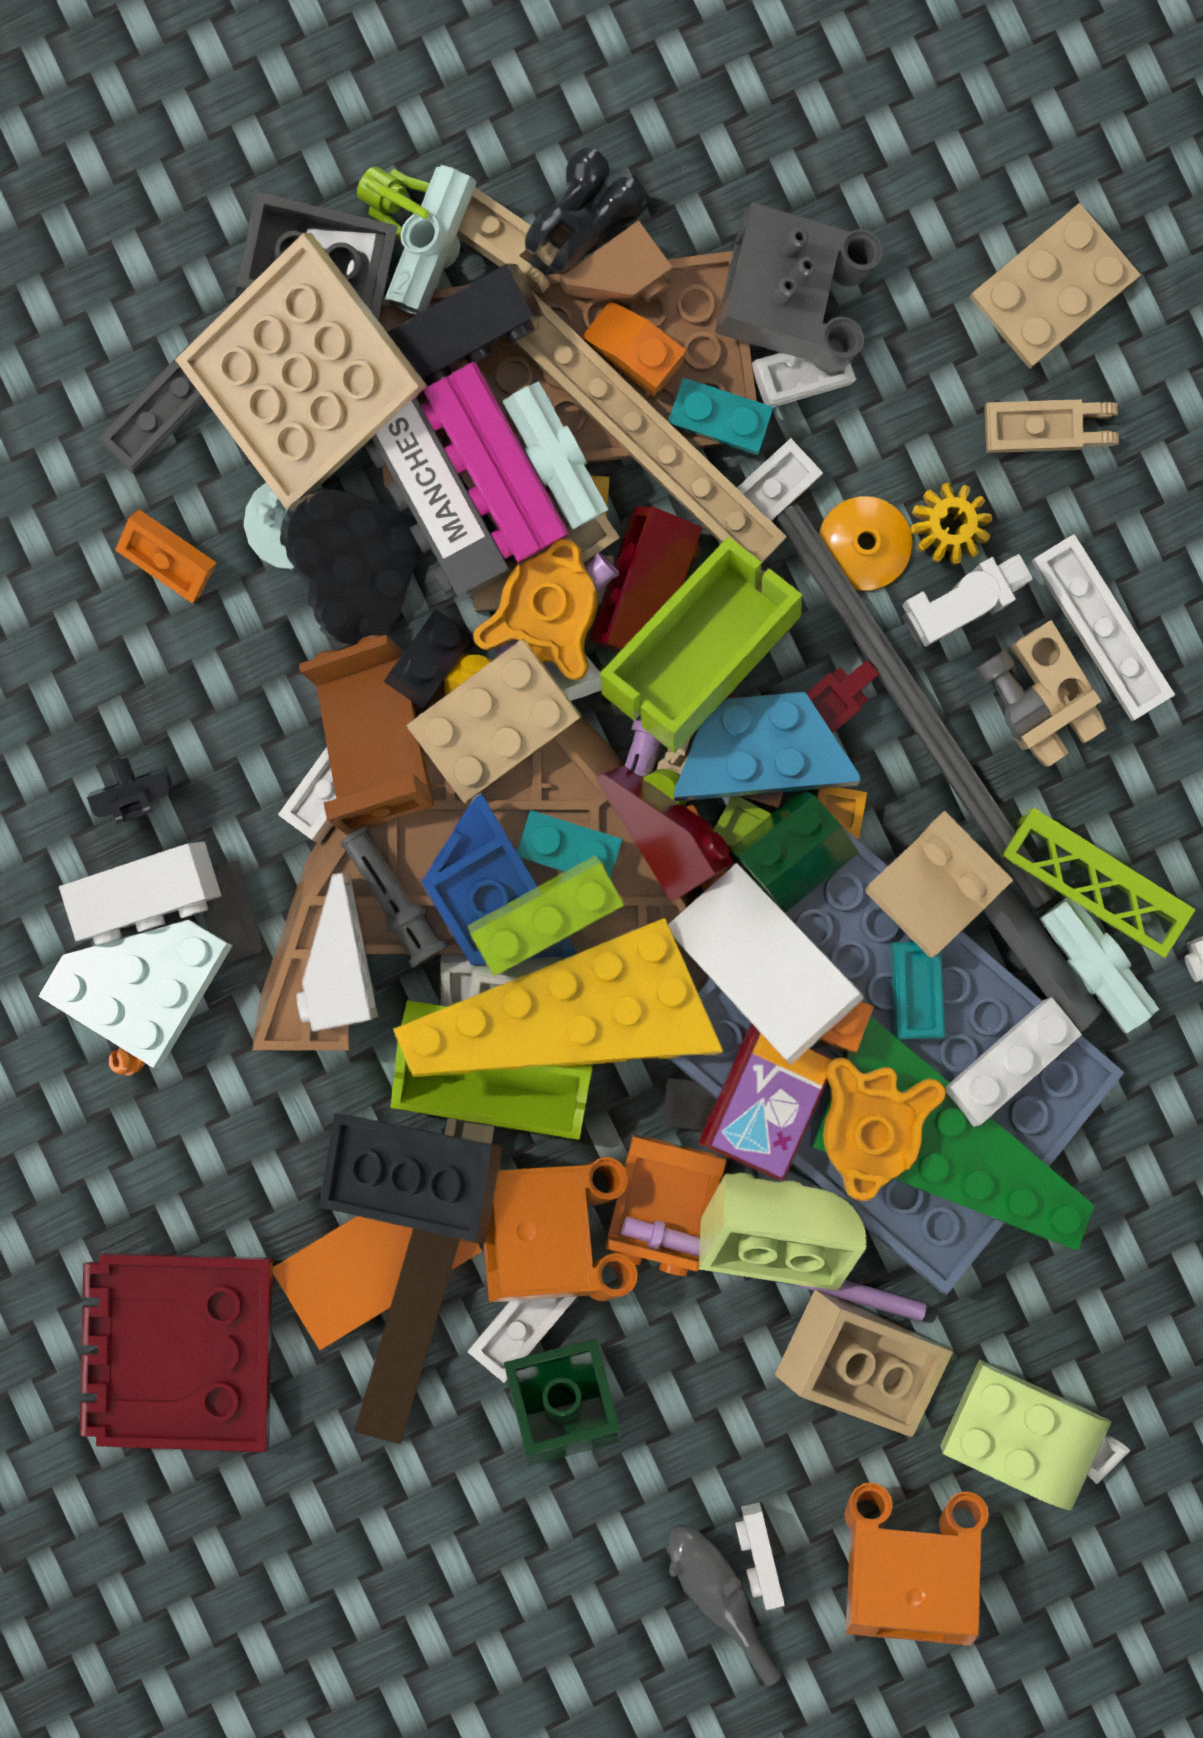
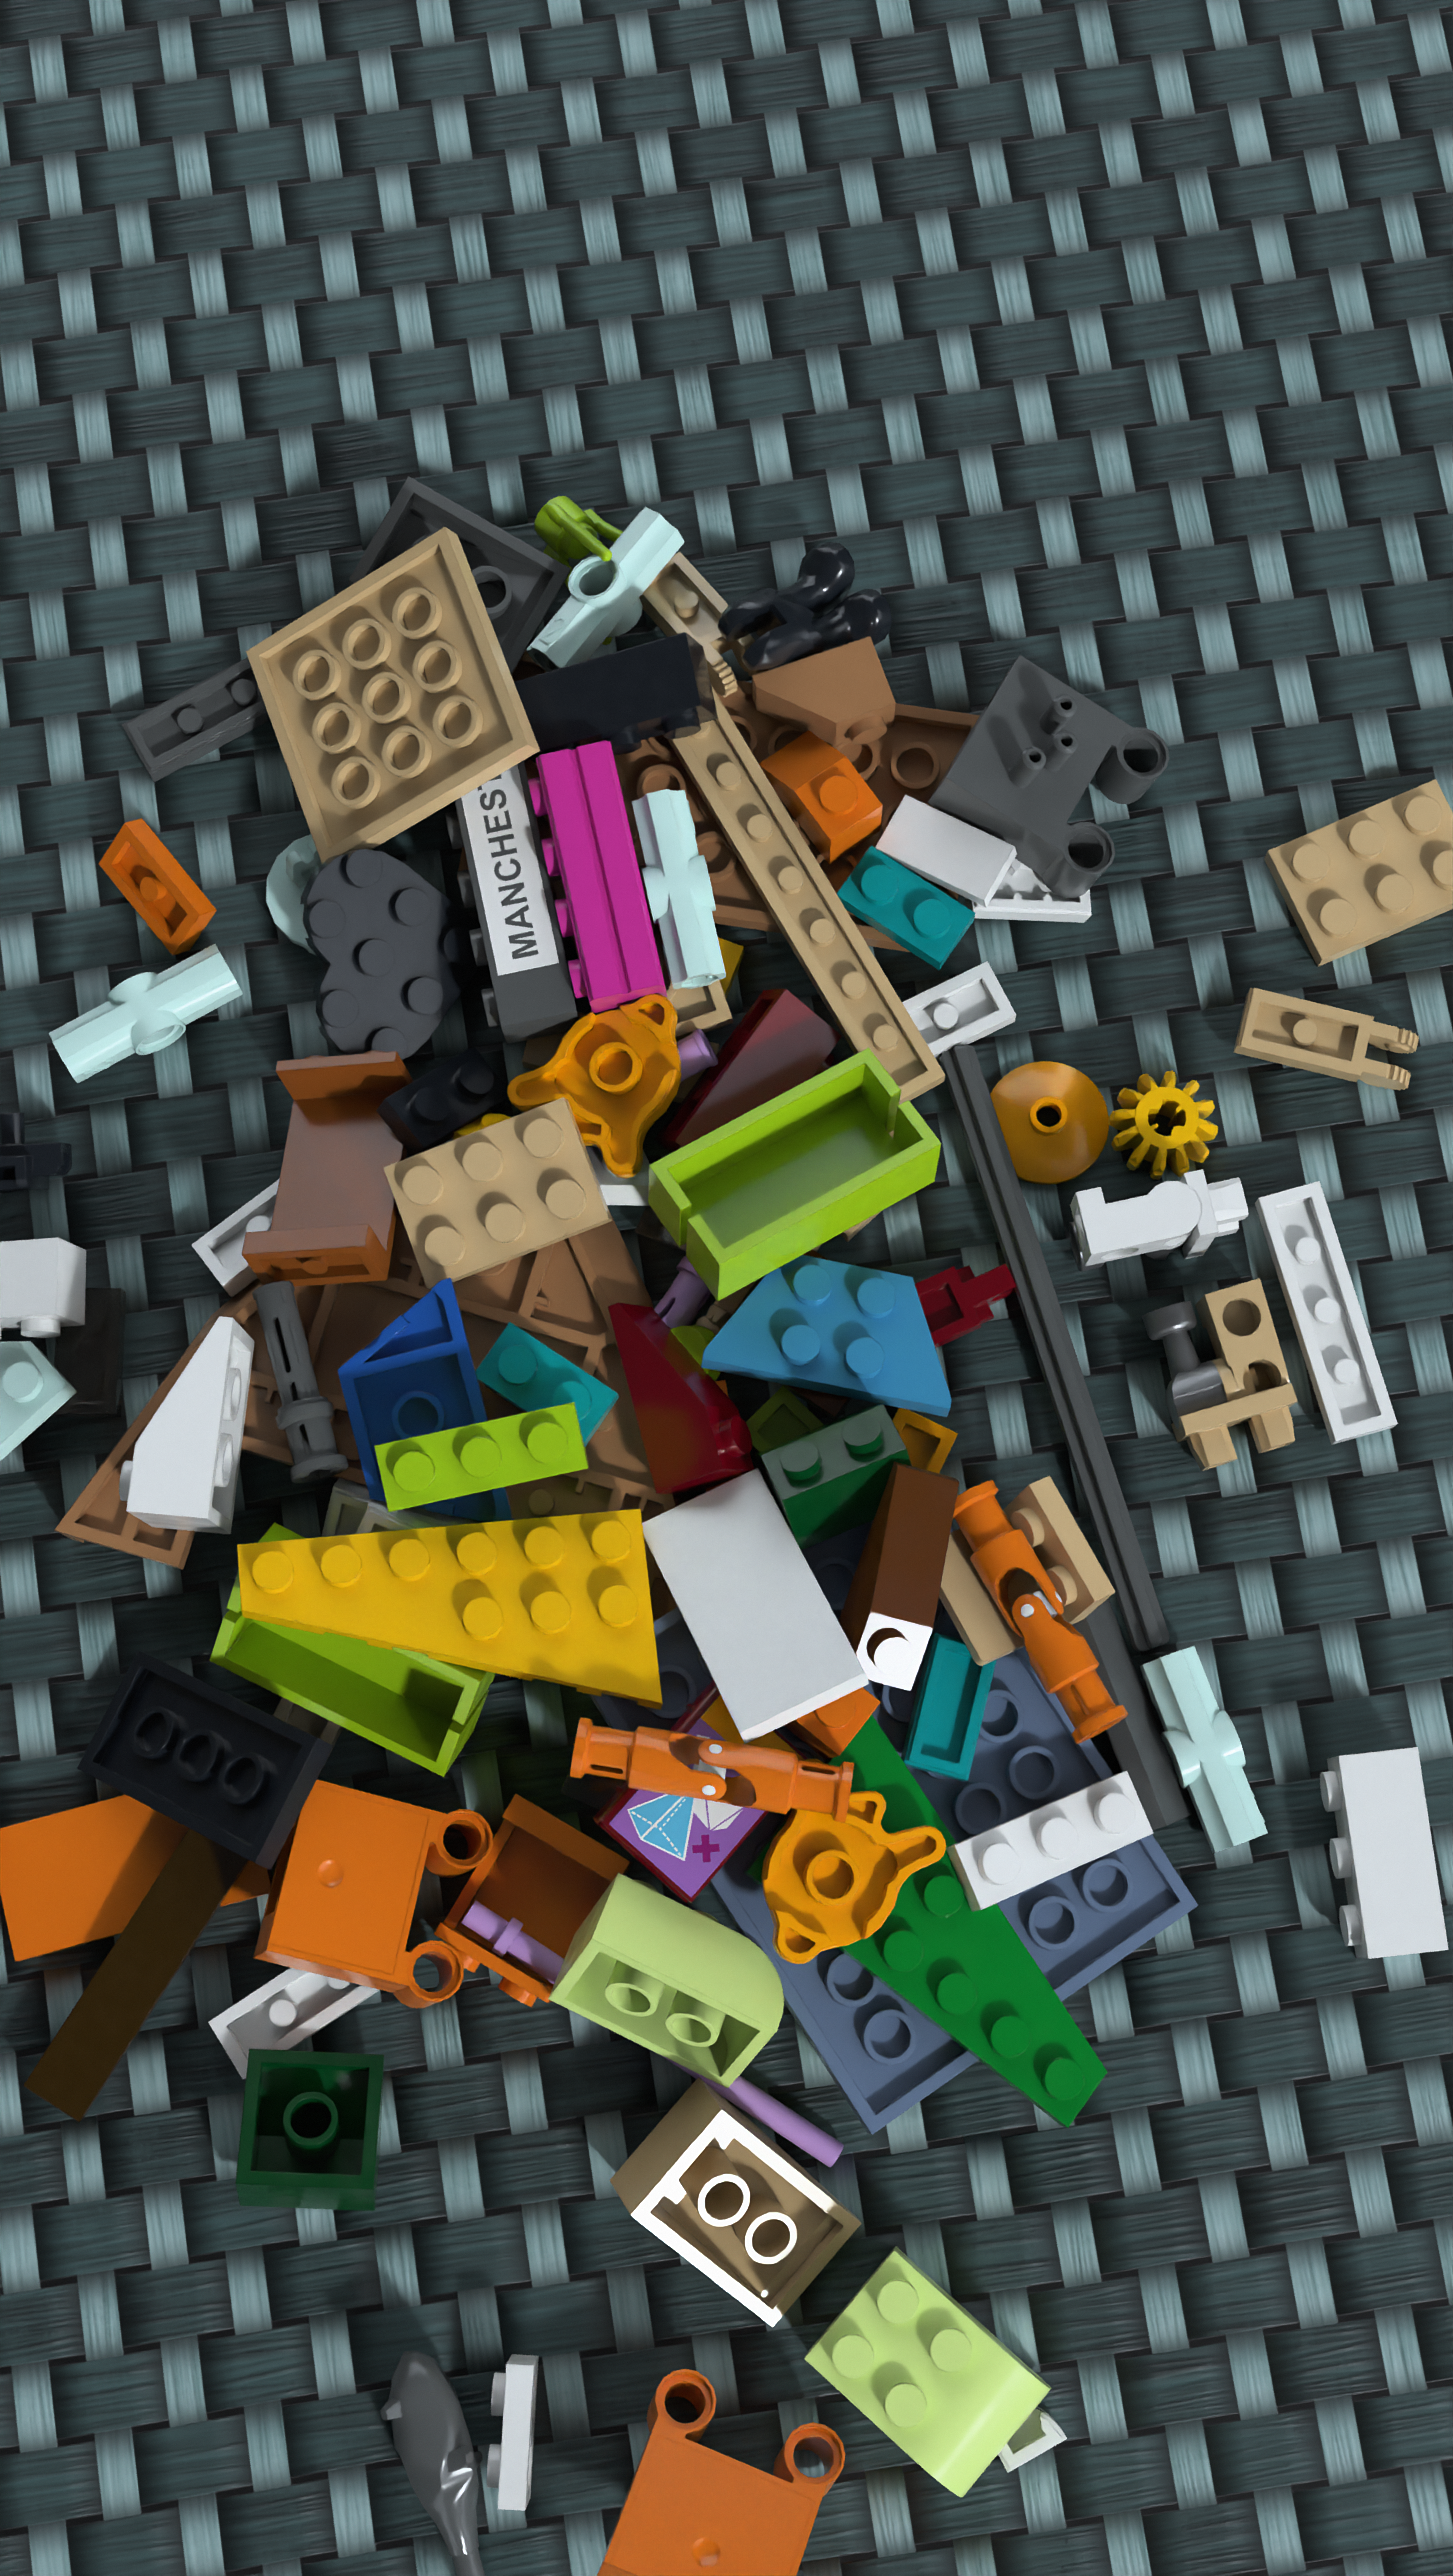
camera: 20 degrees right, 10 degrees down
(188, 653) = (145, 1013): none -> light aqua piece
(739, 365) = (946, 850): none -> white tile
(808, 1082) = (659, 1760): none -> orange piece
(861, 914) = (900, 1575): none -> reddish brown slope
(979, 928) = (1053, 1645): none -> orange piece
(1107, 868) = (1249, 1627): lime fence -> none

